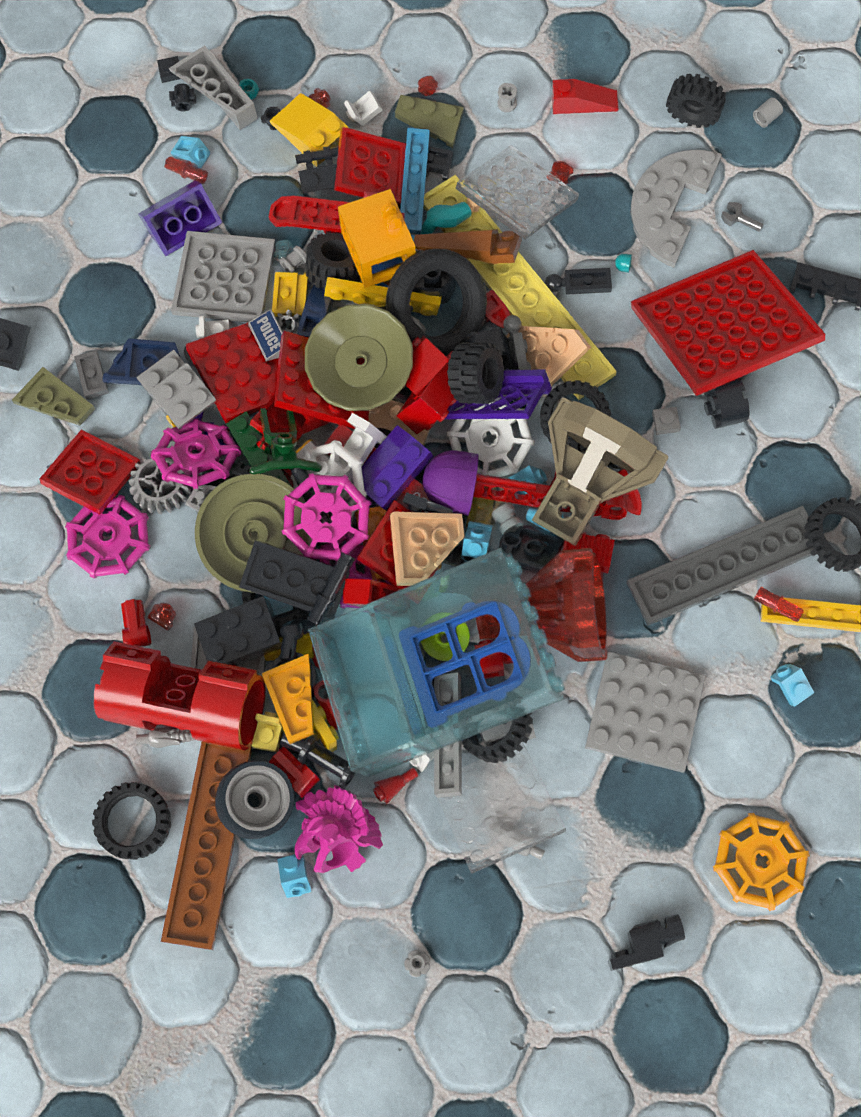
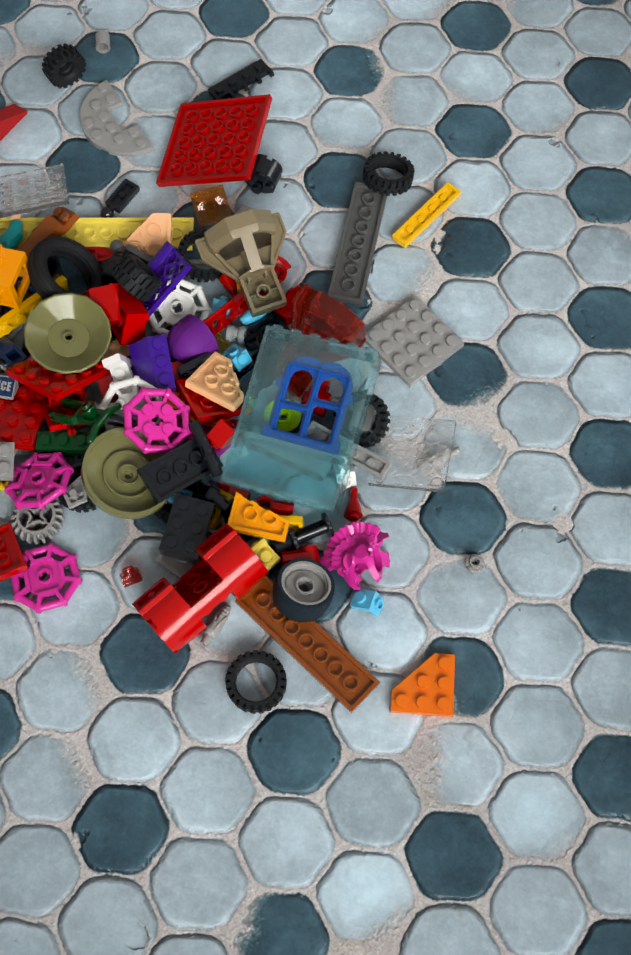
camera: 60 degrees left, 5 degrees down
(135, 628) = (121, 596): red piece -> none
(240, 1005) = (427, 689): none -> orange plate
(564, 168) = (38, 162): clear red plate -> none
(623, 262) = (128, 170): teal hinge -> none
(646, 378) = (210, 205): none -> clear orange slope
(647, 942) = (551, 426): black plate -> none
(739, 217) = (152, 98): flat silver bar -> none
(757, 875) = (541, 347): light orange plate -> none
(778, 604) = (404, 229): clear red axle -> none
(792, 683) = (455, 255): medium azure bracket -> none

